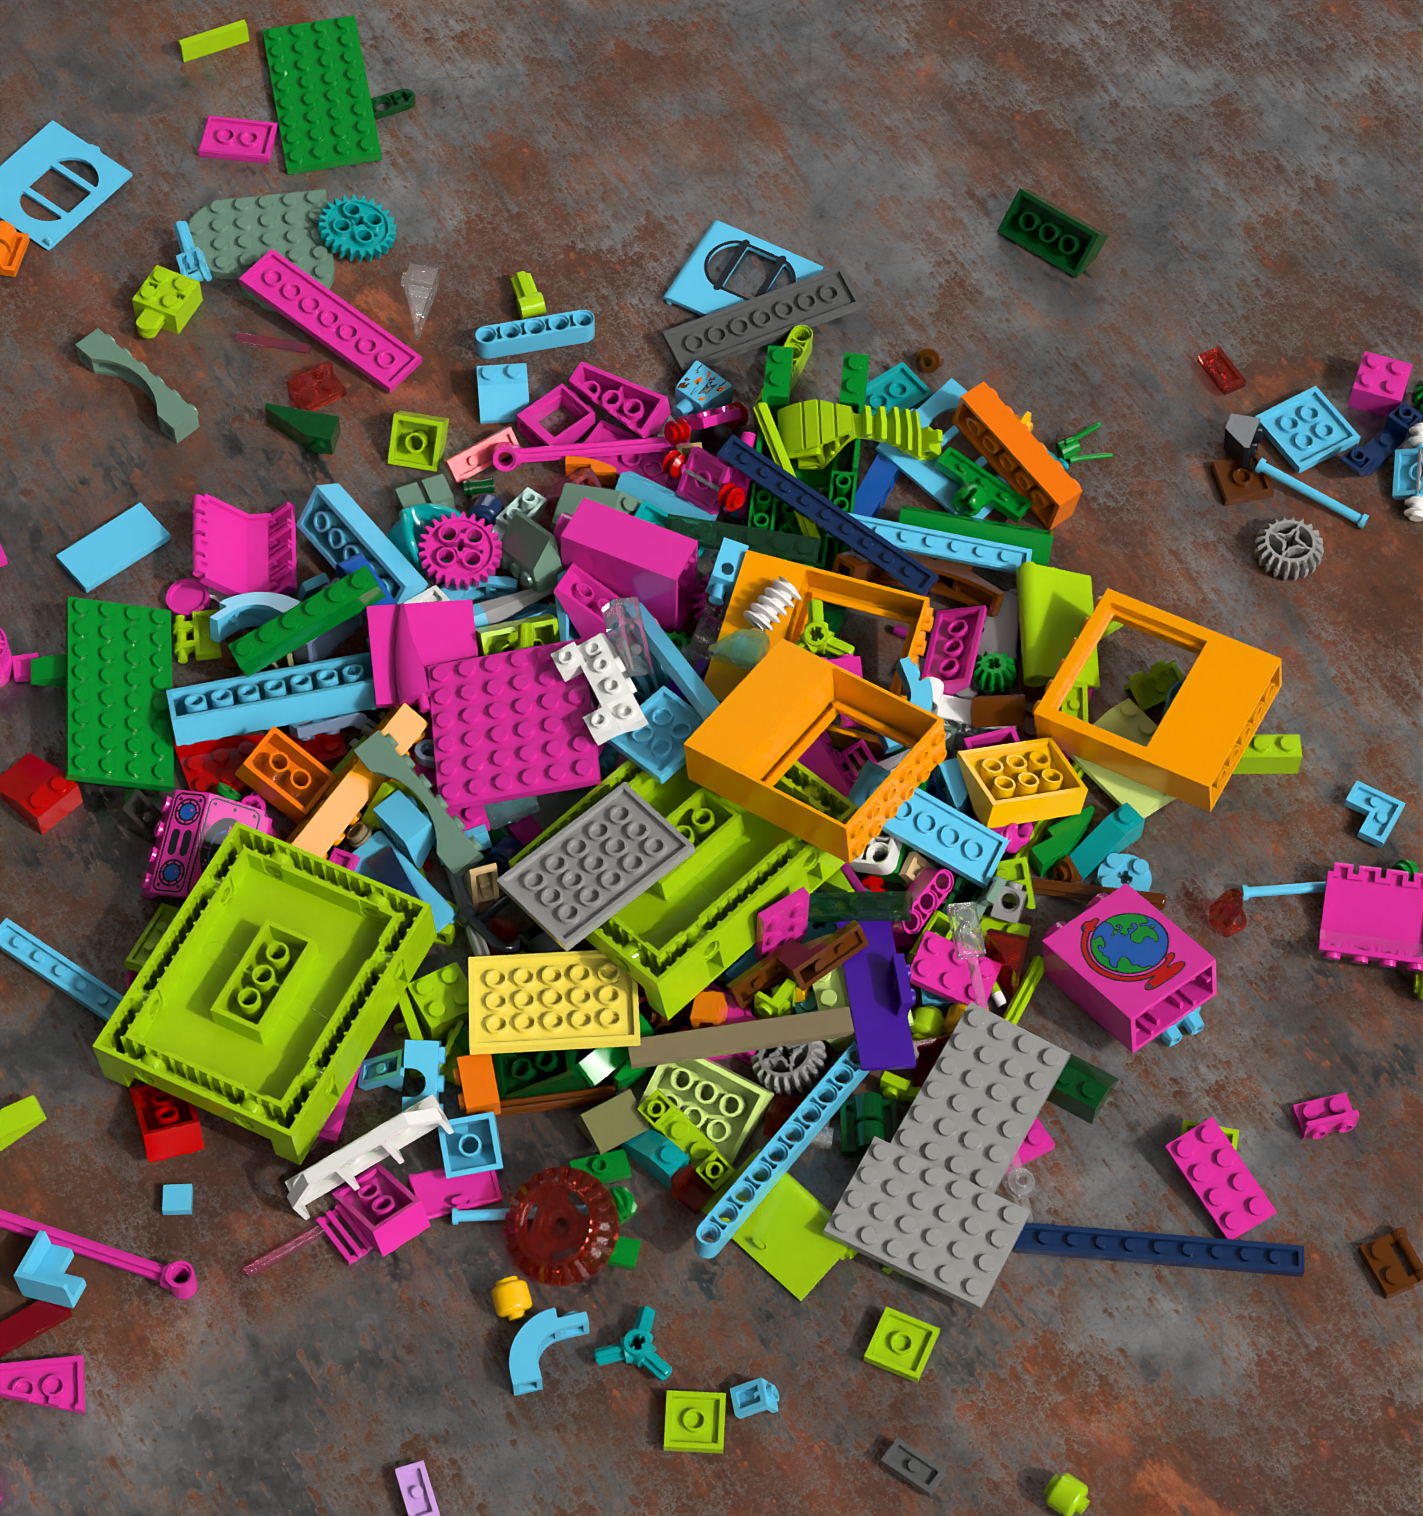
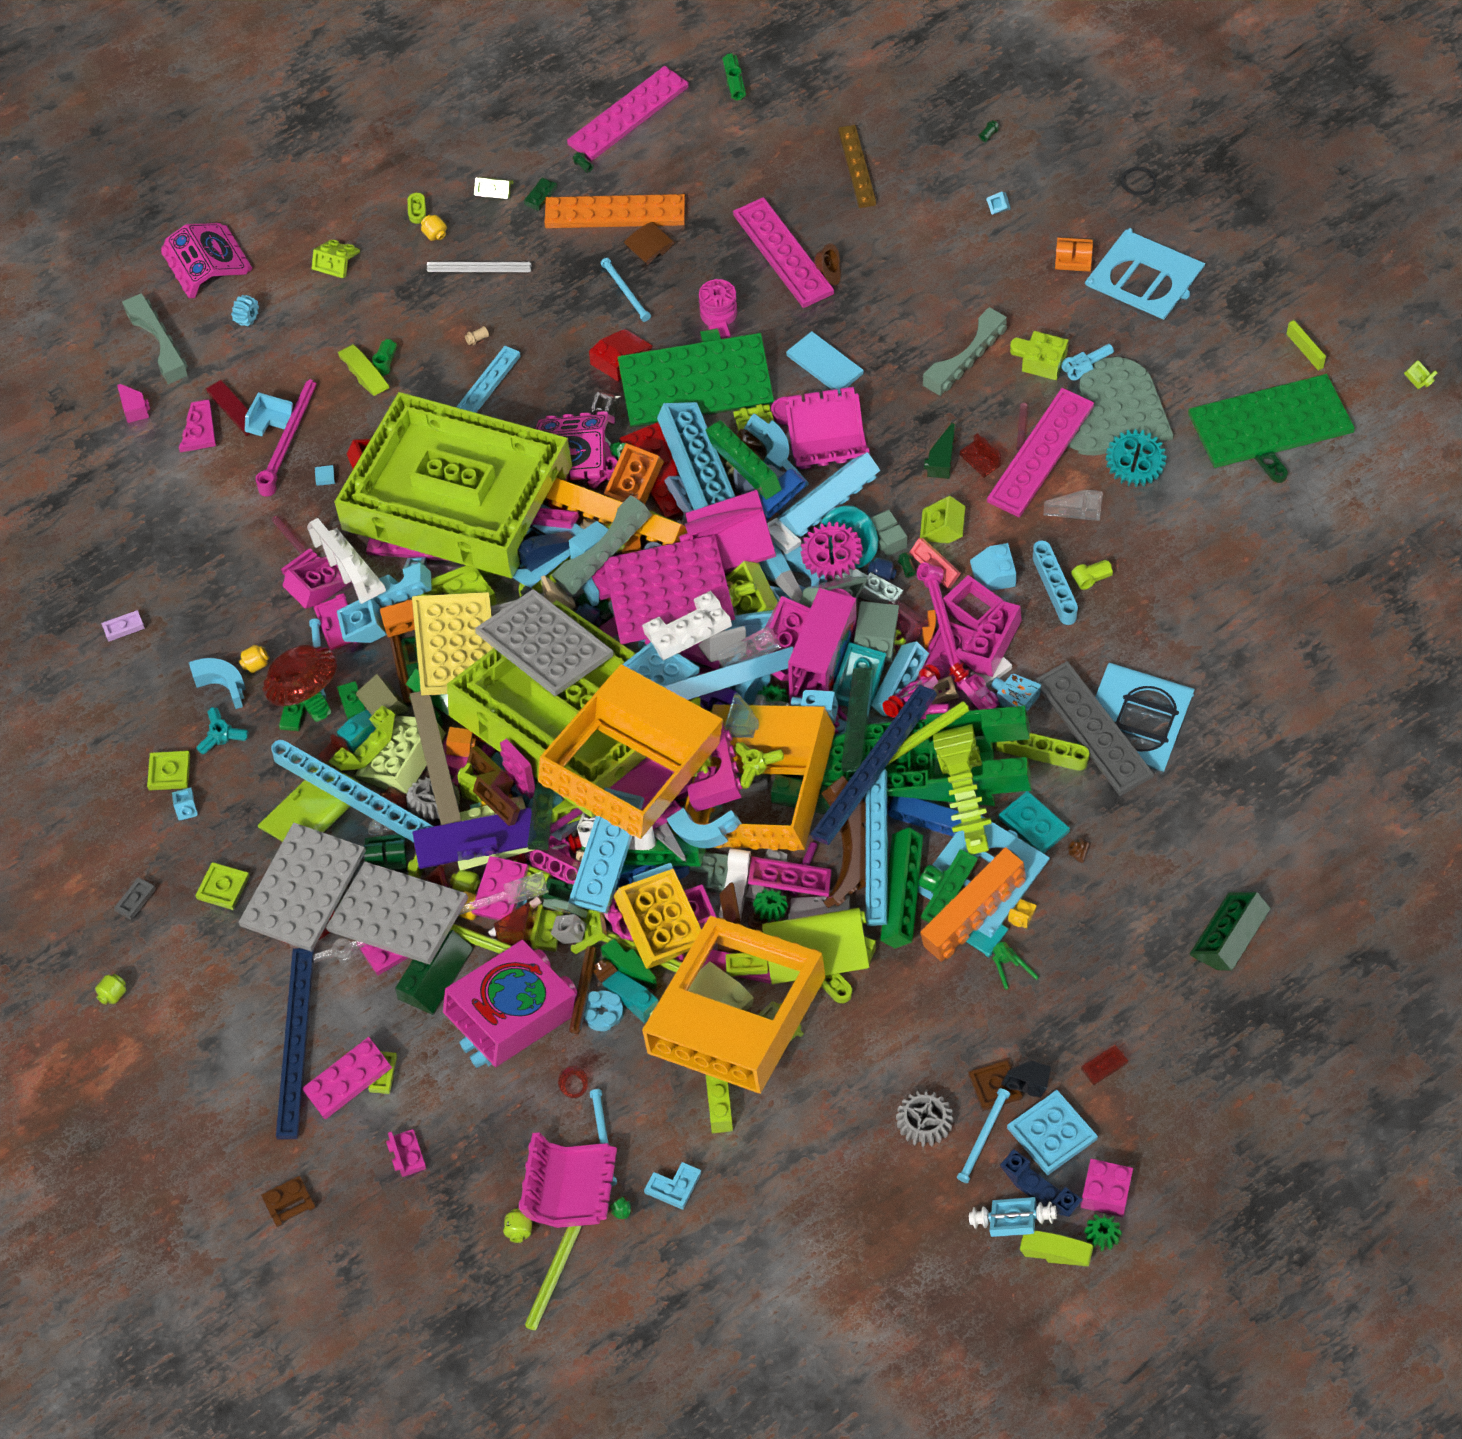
camera: 90 degrees right, 0 degrees up
(238, 139) = (1213, 377): dark pink tile -> none
(772, 604) = (775, 727): white piece -> none

